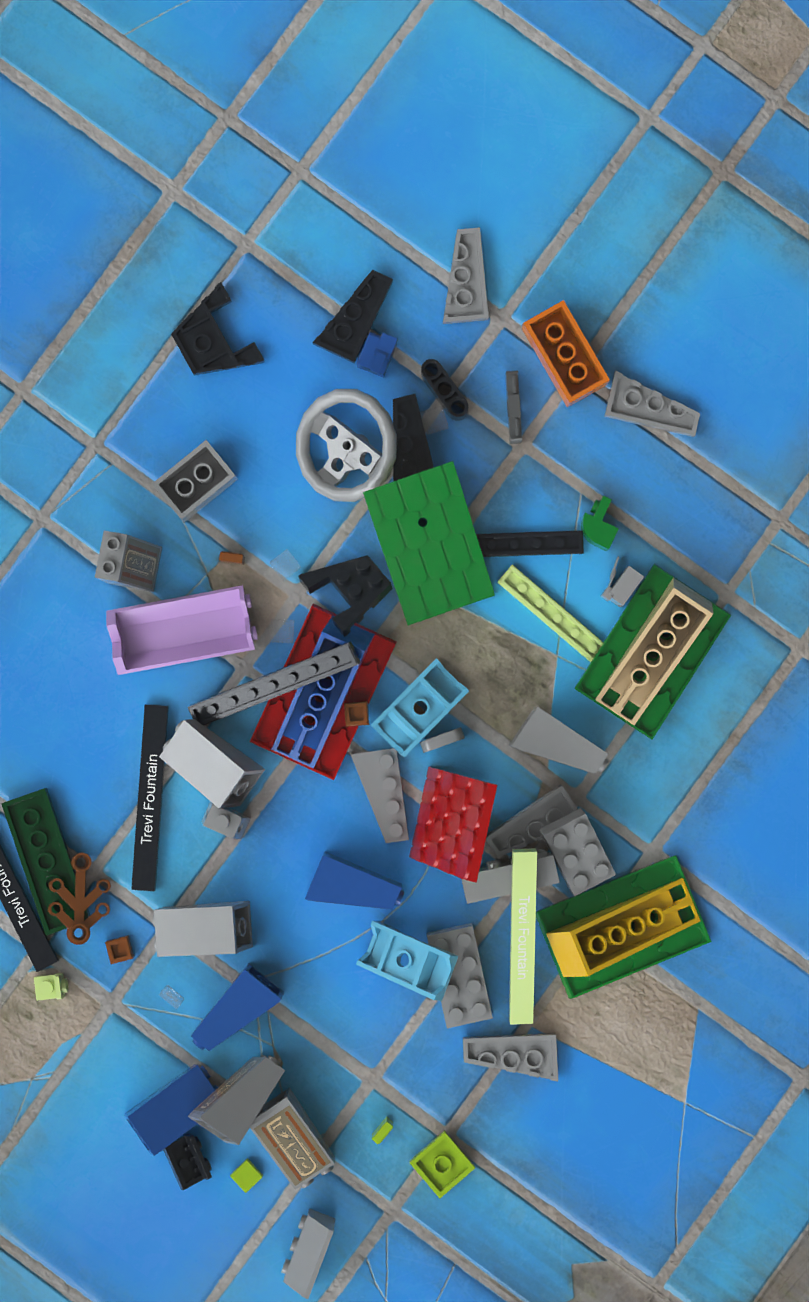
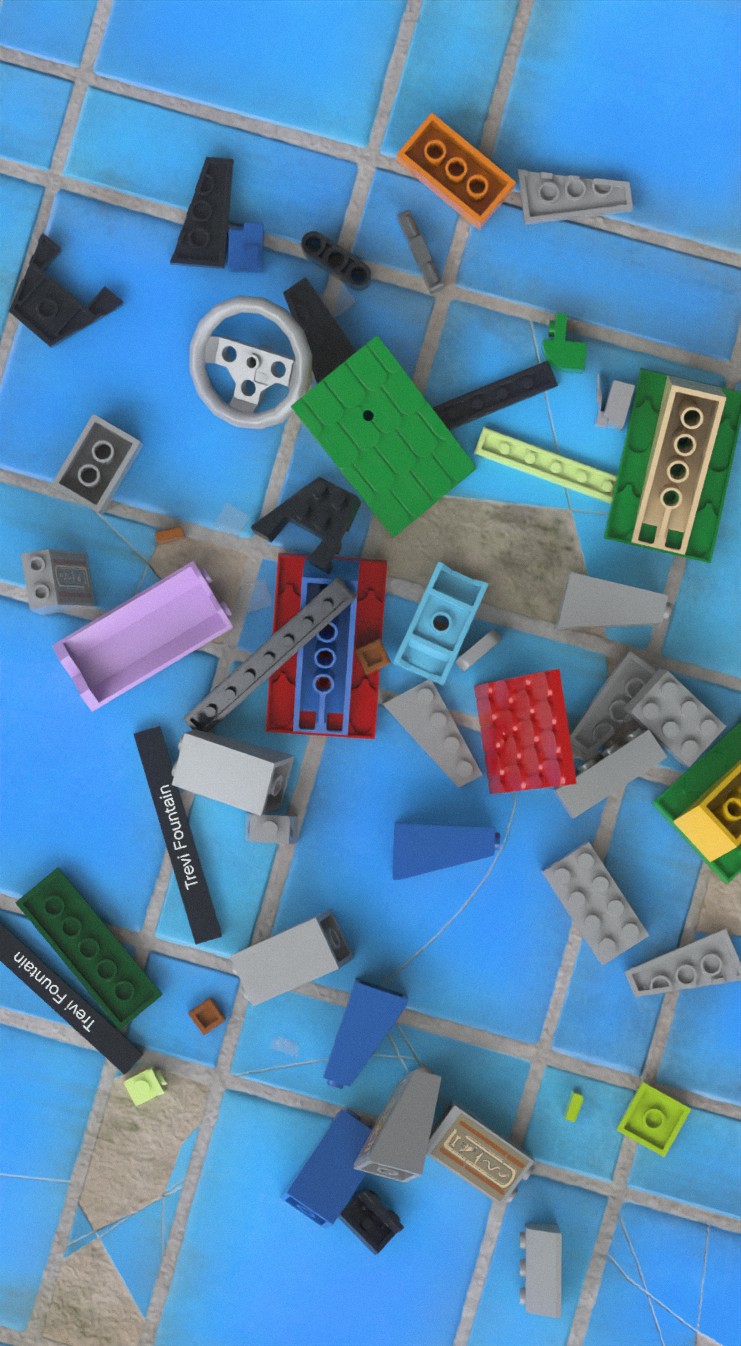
camera: 20 degrees left, 0 degrees up
(79, 902) = (143, 979): dark orange plant -> none
(246, 1175) = (441, 1212): lime tile -> none
(427, 969) = (556, 903): medium azure piece -> none
(467, 287) = (317, 134): light grey wing -> none
(522, 935) = (648, 831): yellowish green tile -> none

